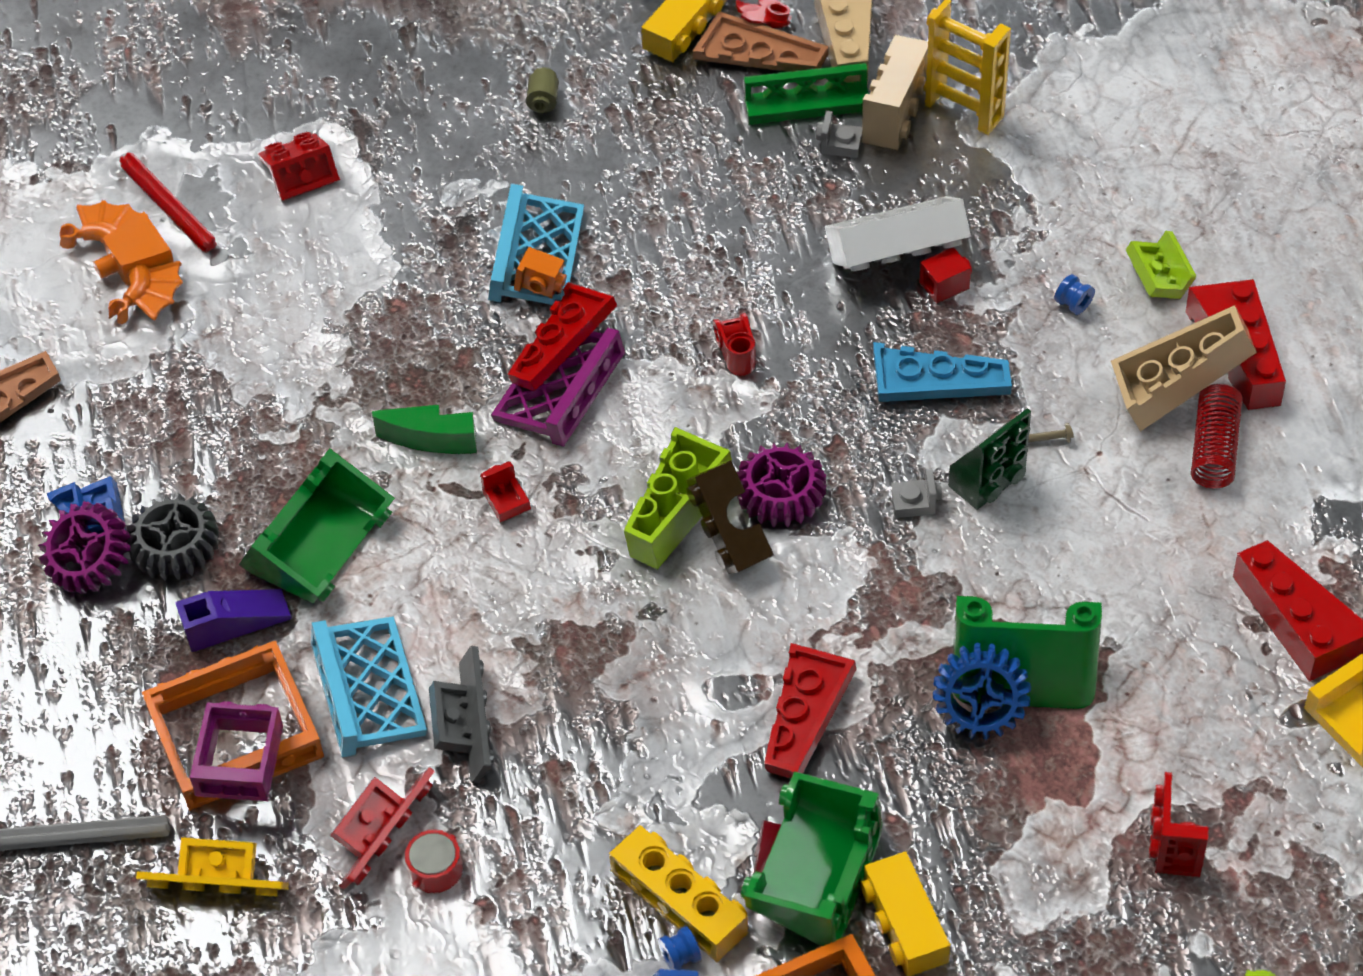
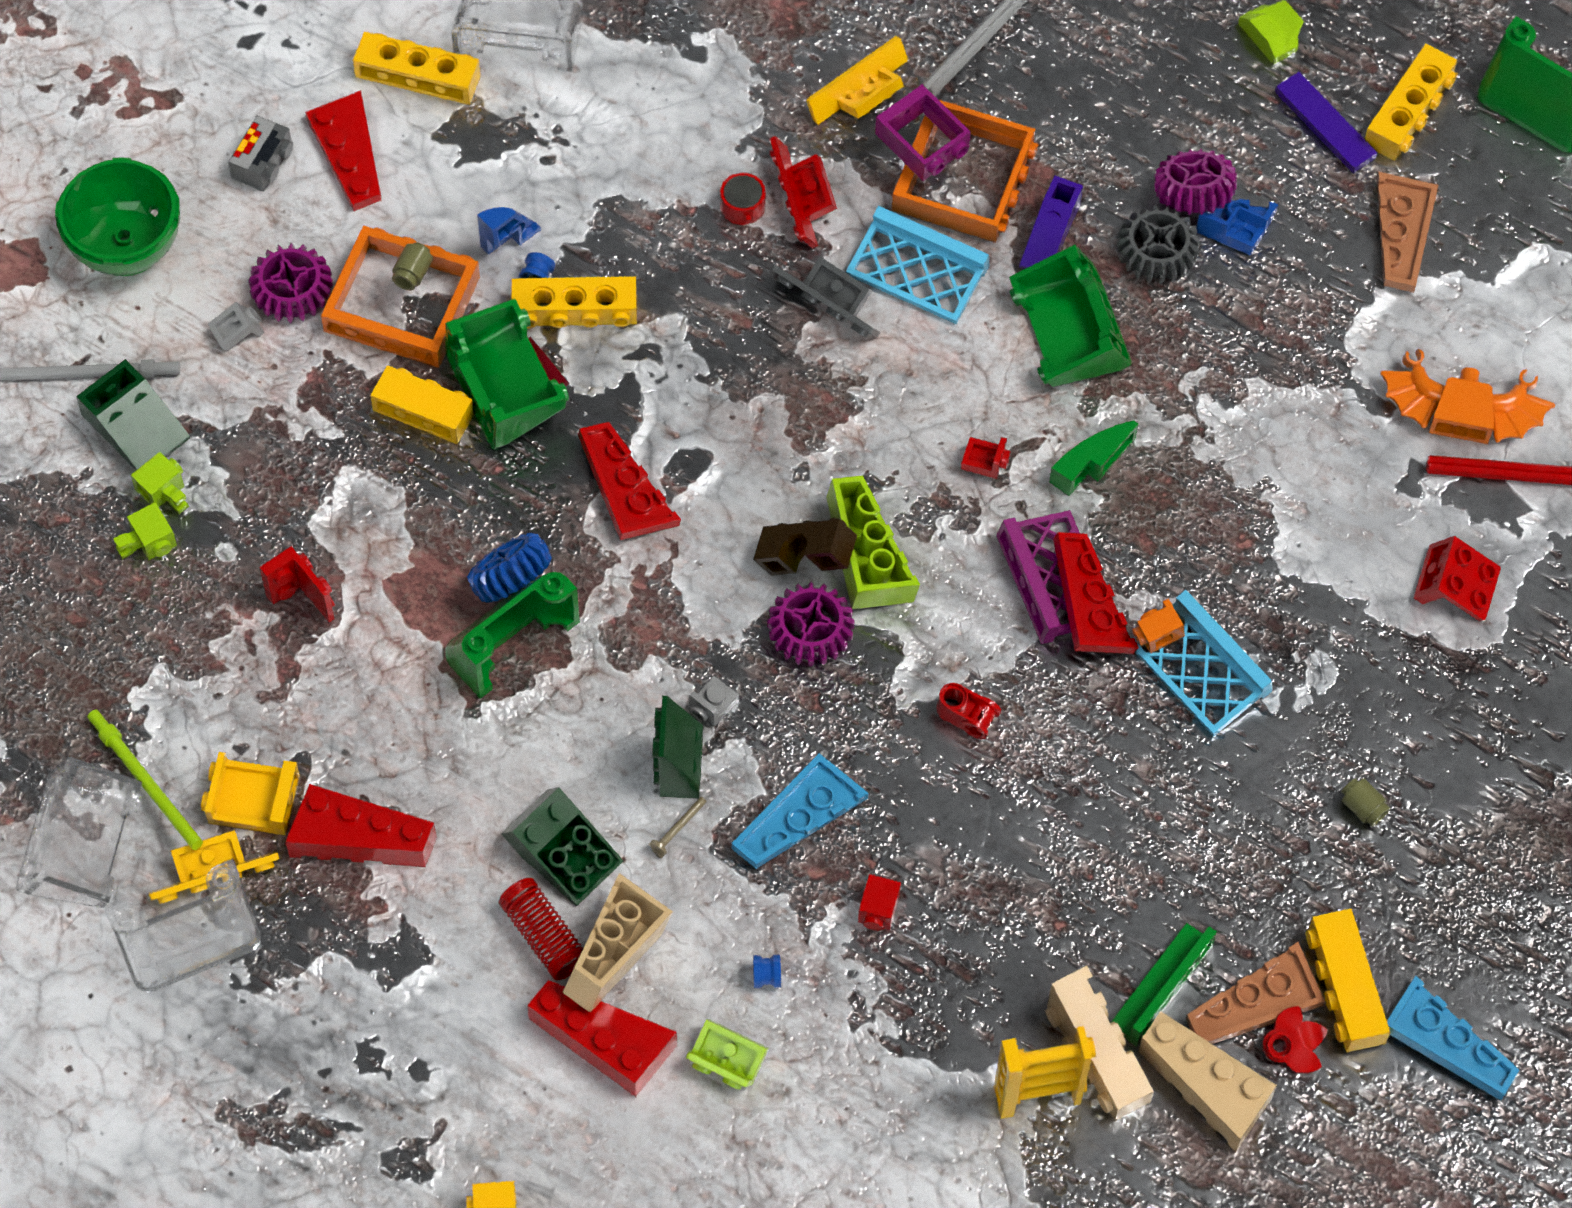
camera: 130 degrees right, 10 degrees up
(838, 138) = (1104, 964): light grey bracket -> none
(898, 232) = (944, 890): white brick -> none
(1142, 487) = (562, 845): none -> dark green slope

